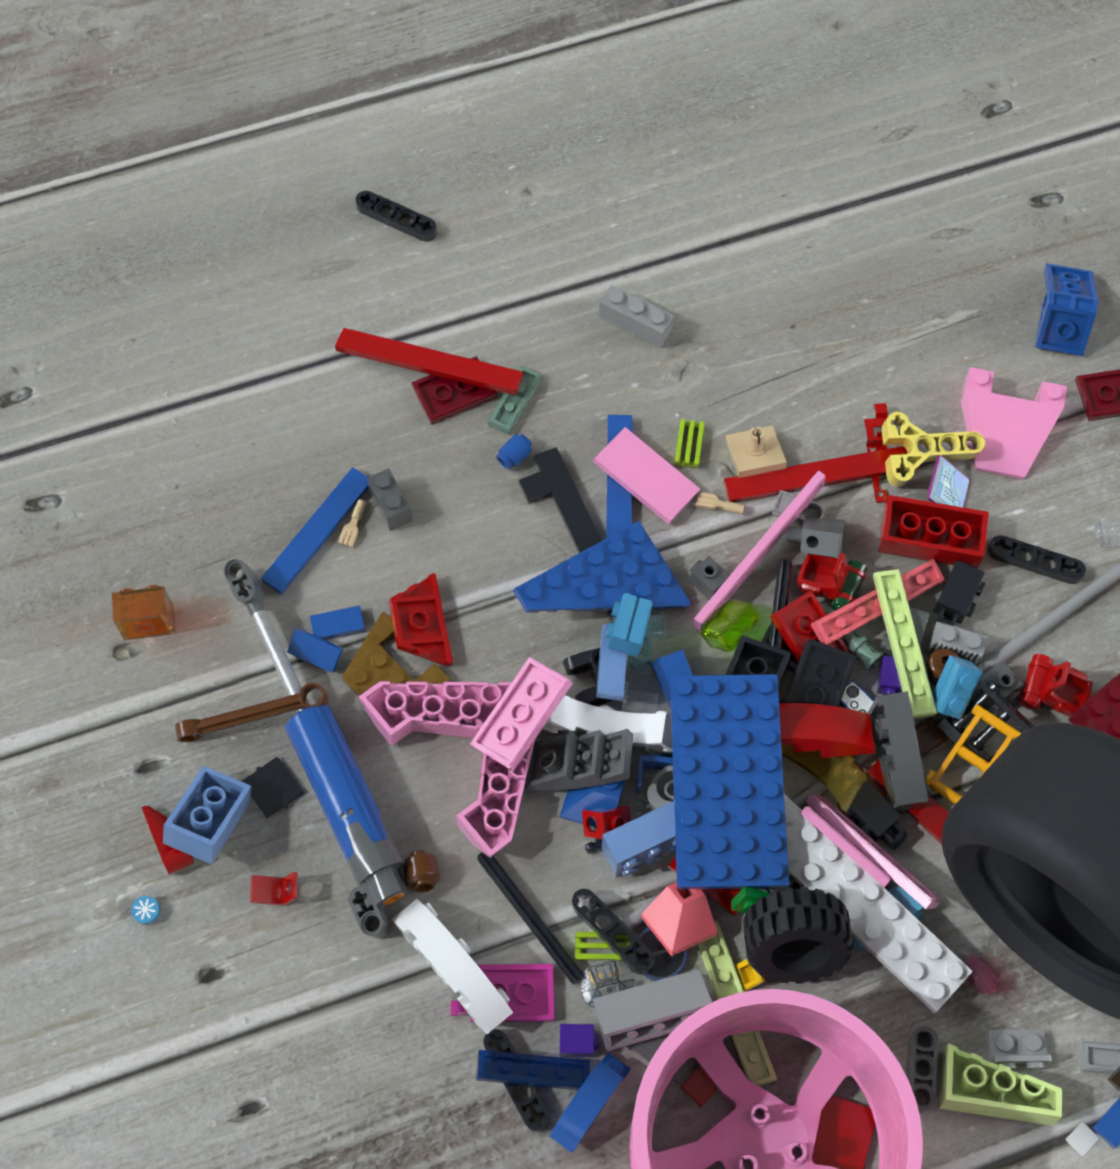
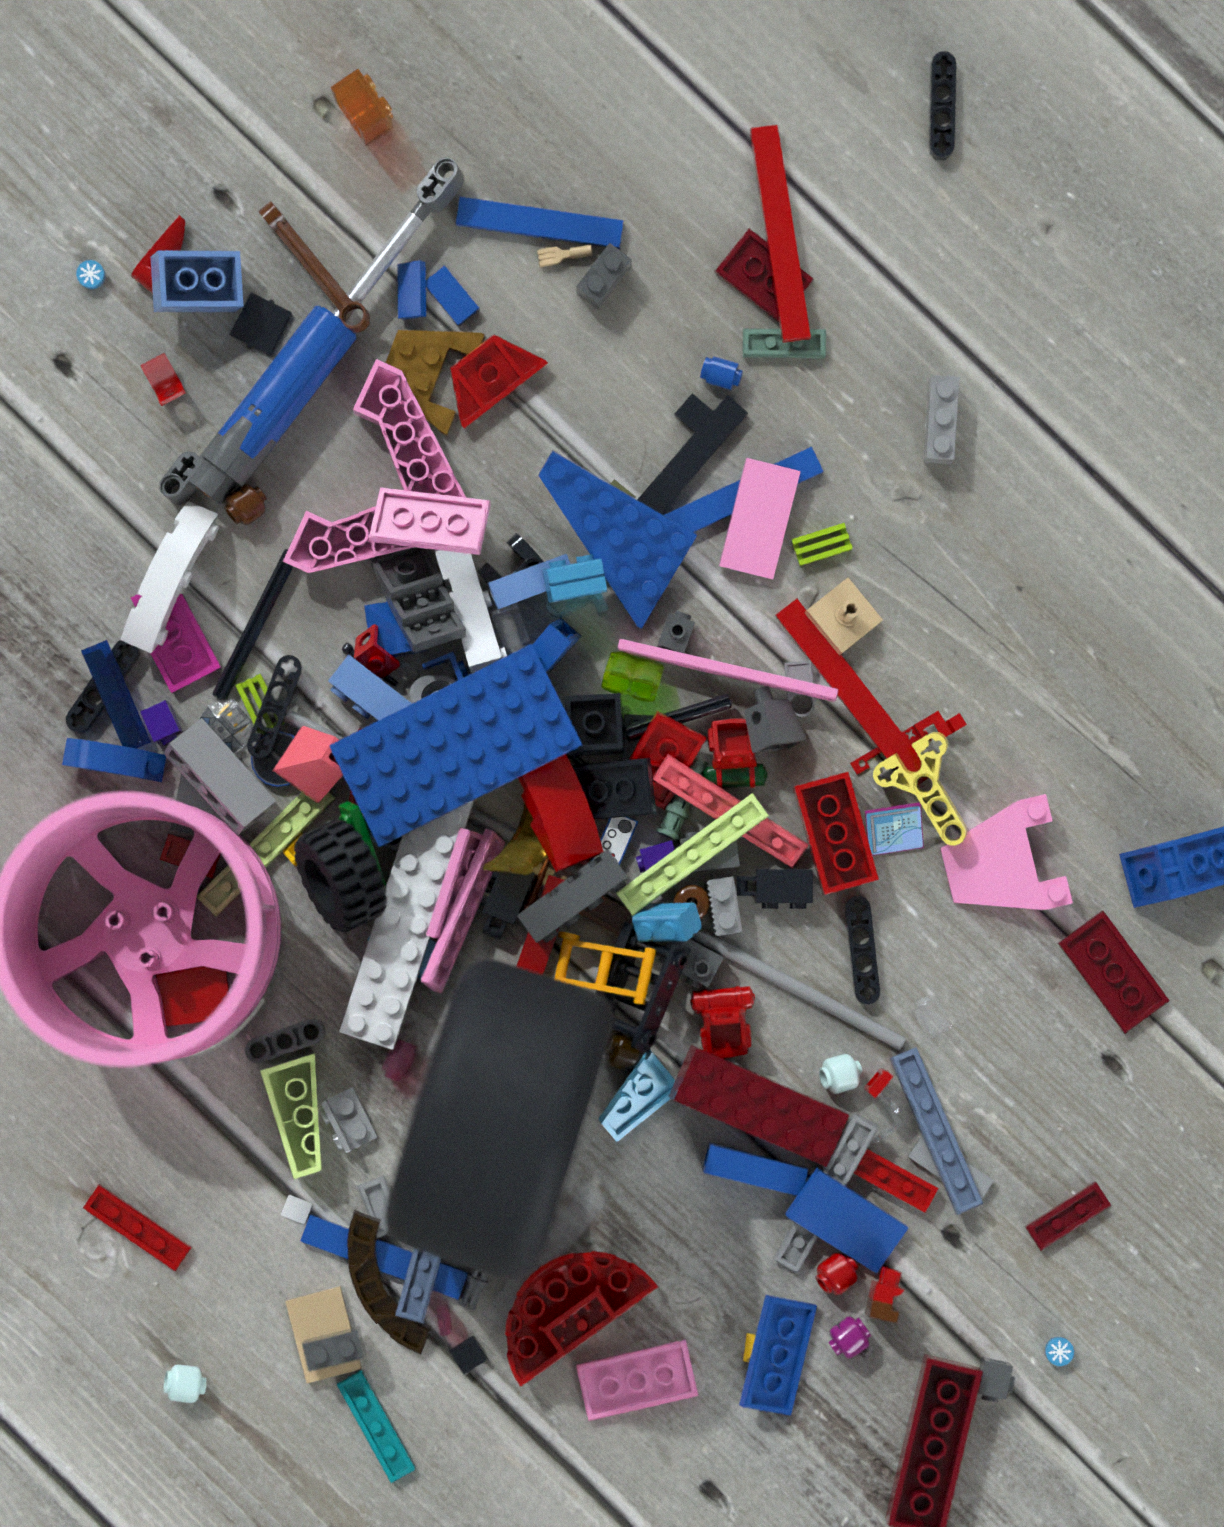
camera: 65 degrees right, 20 degrees up
(711, 502) = (766, 597): tan piece -> none

